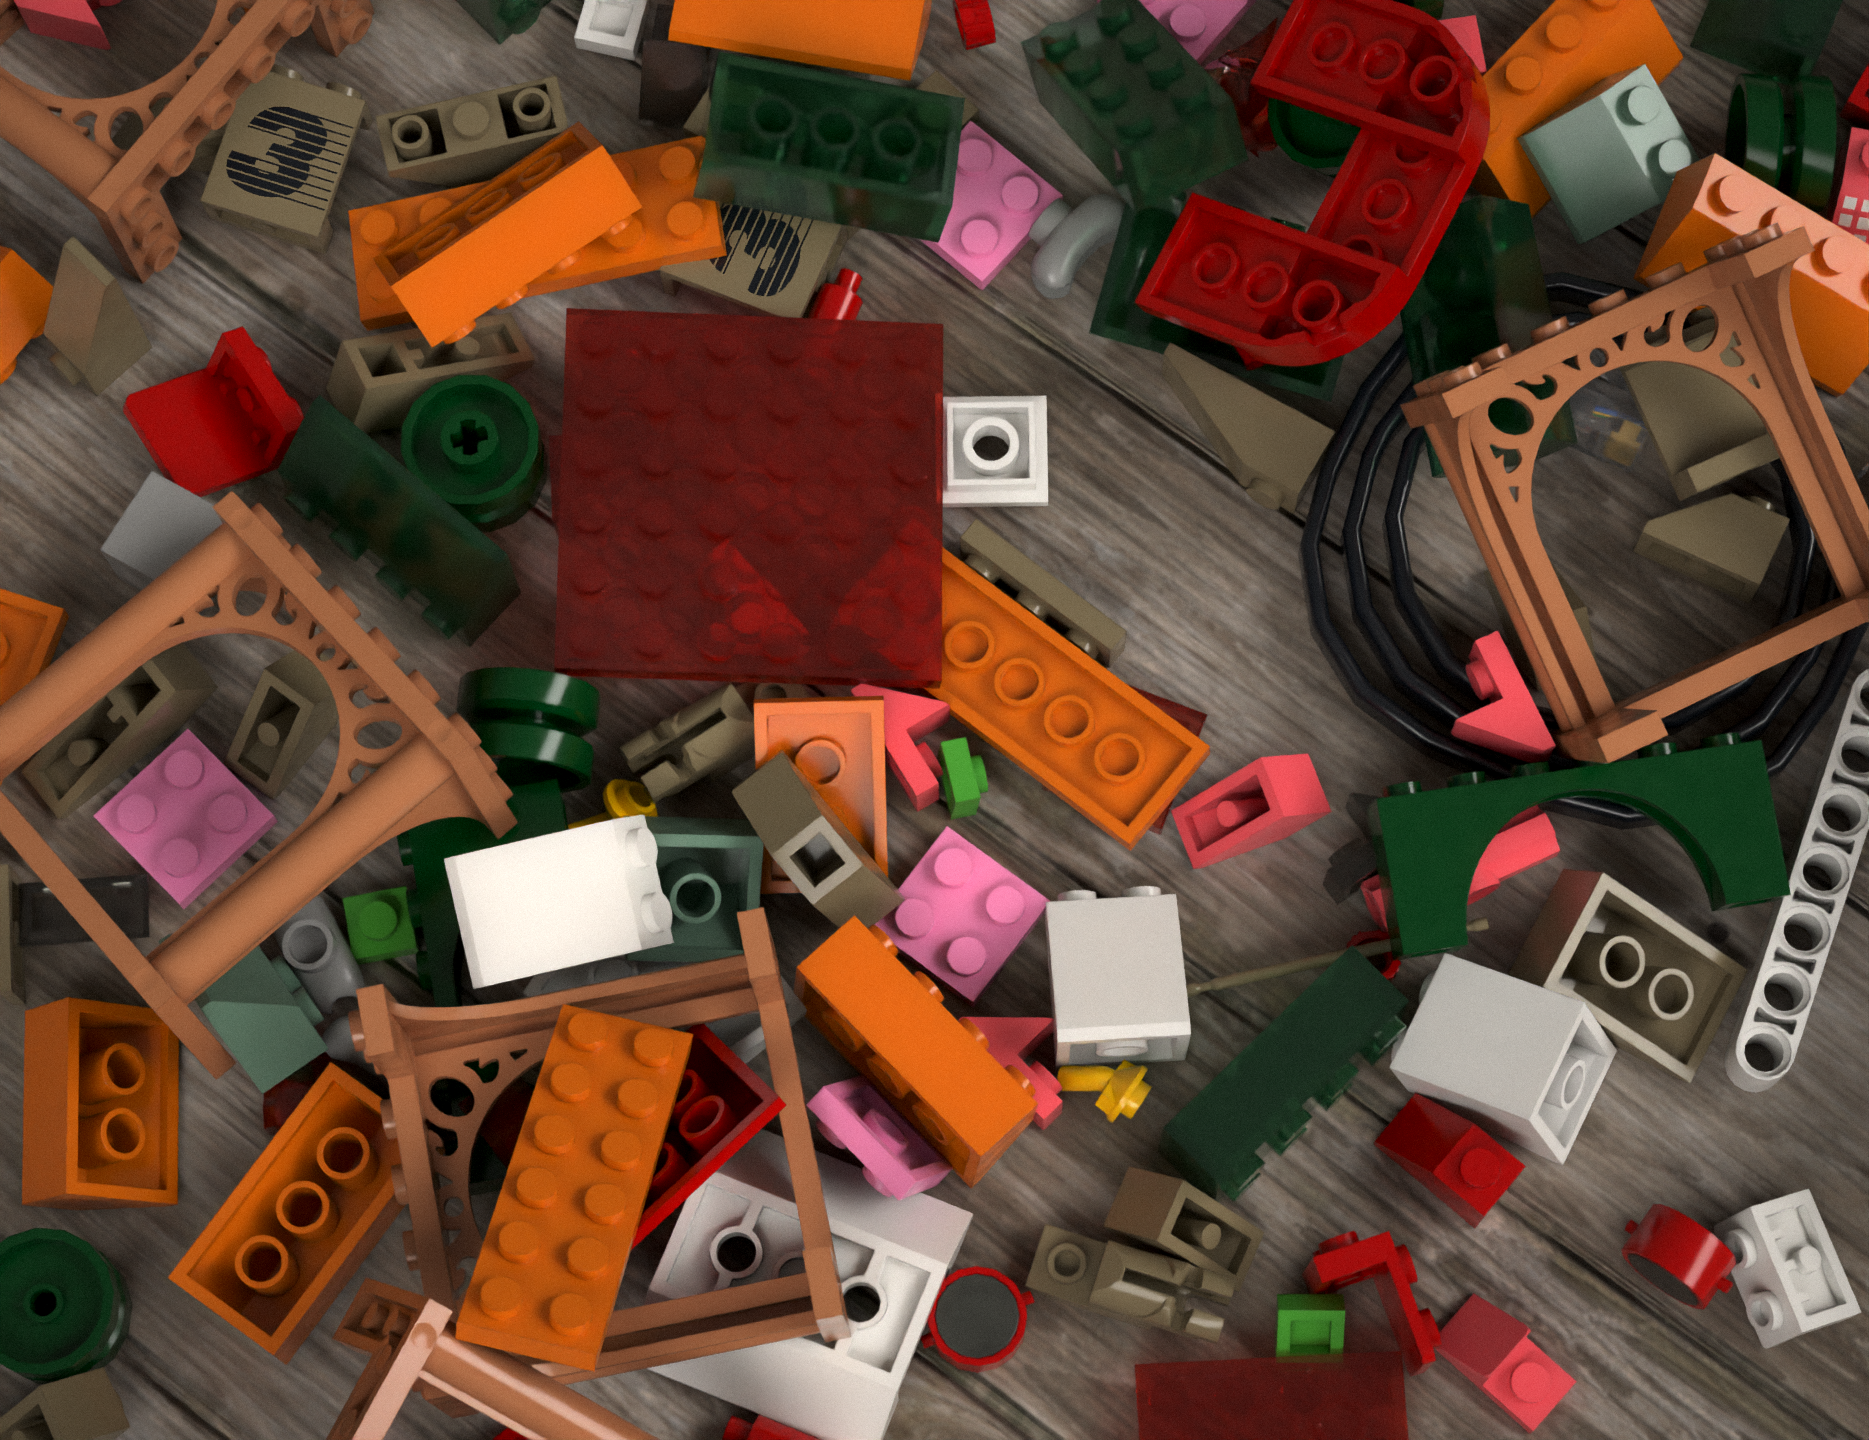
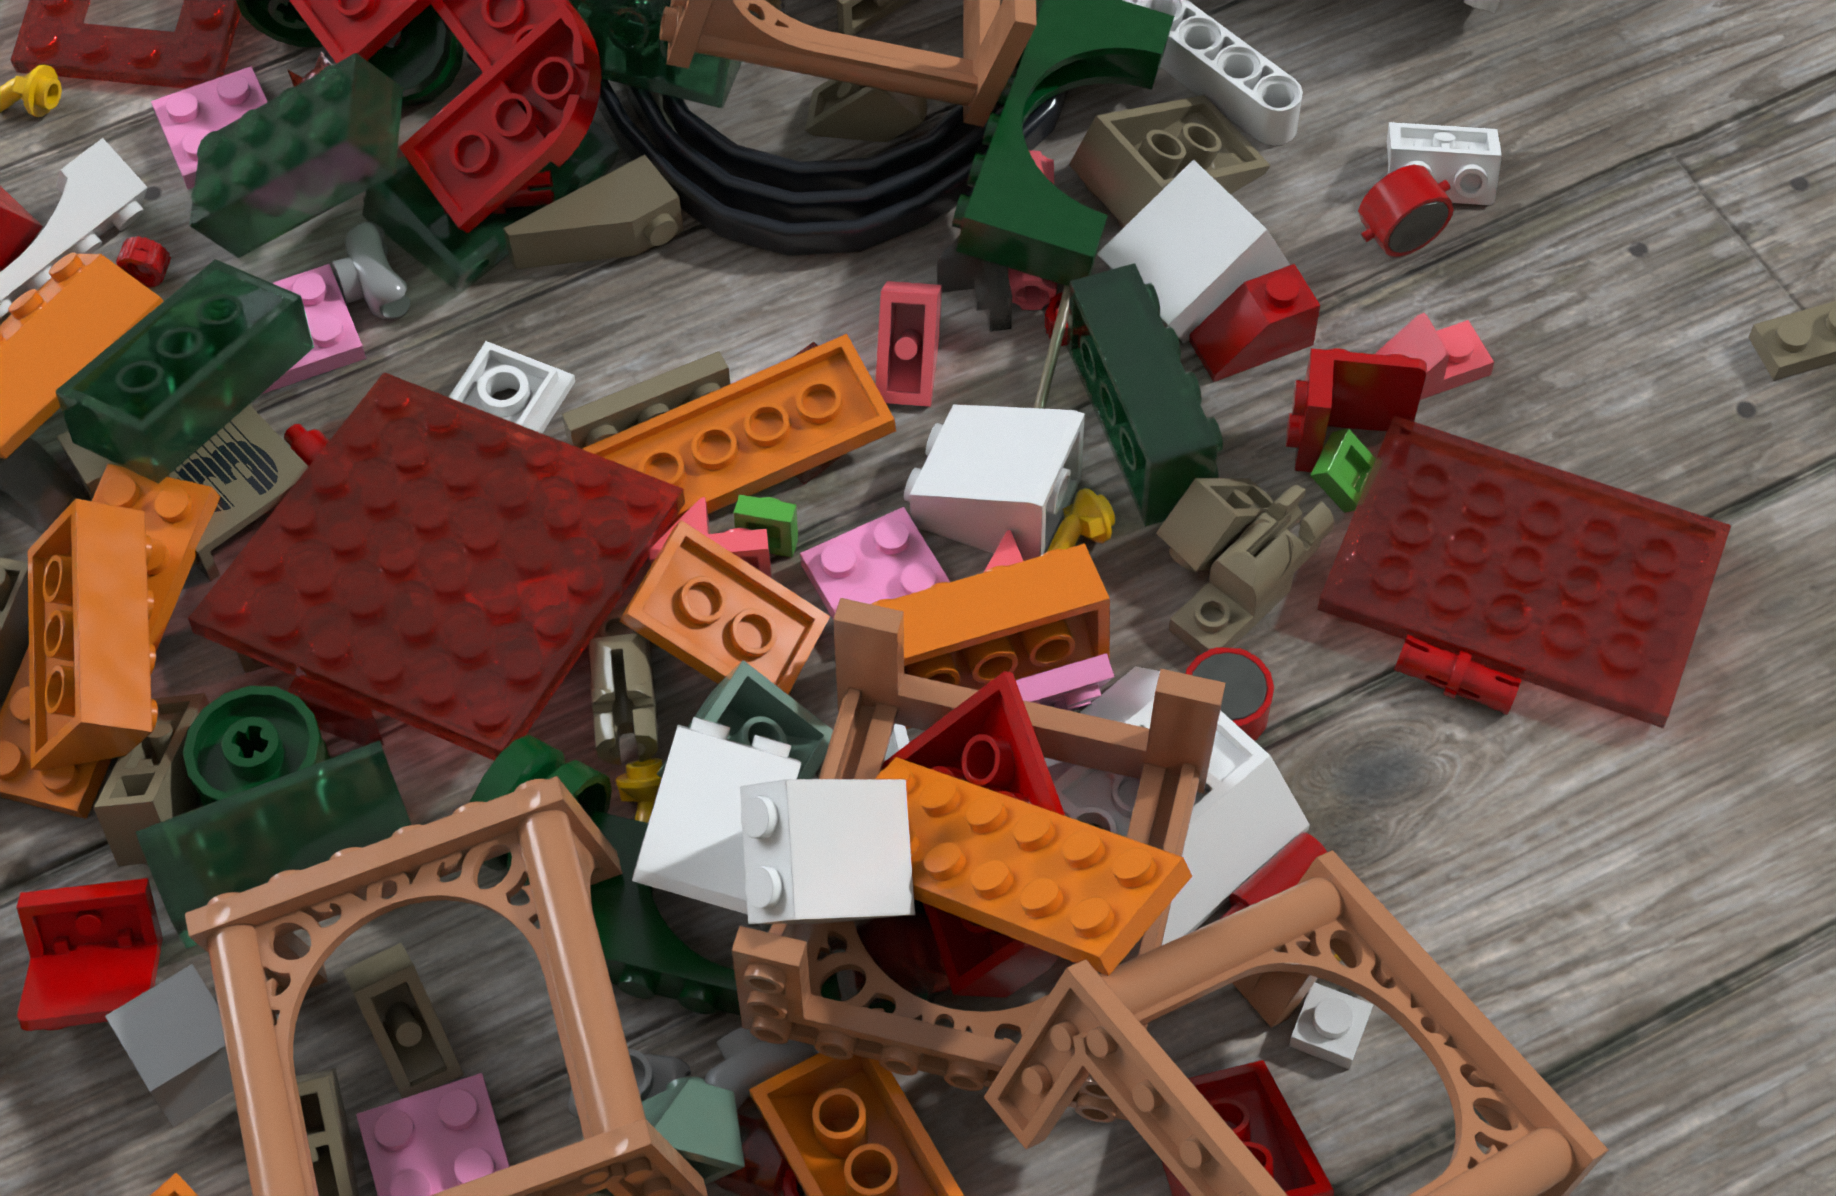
camera: 65 degrees left, 15 degrees down
(380, 925) = (644, 1020): bright green plate -> none
(504, 1020) = (826, 850): none -> white slope
(814, 845) = (761, 627): dark tan slope -> none
(1512, 719) = (940, 126): coral slope -> none

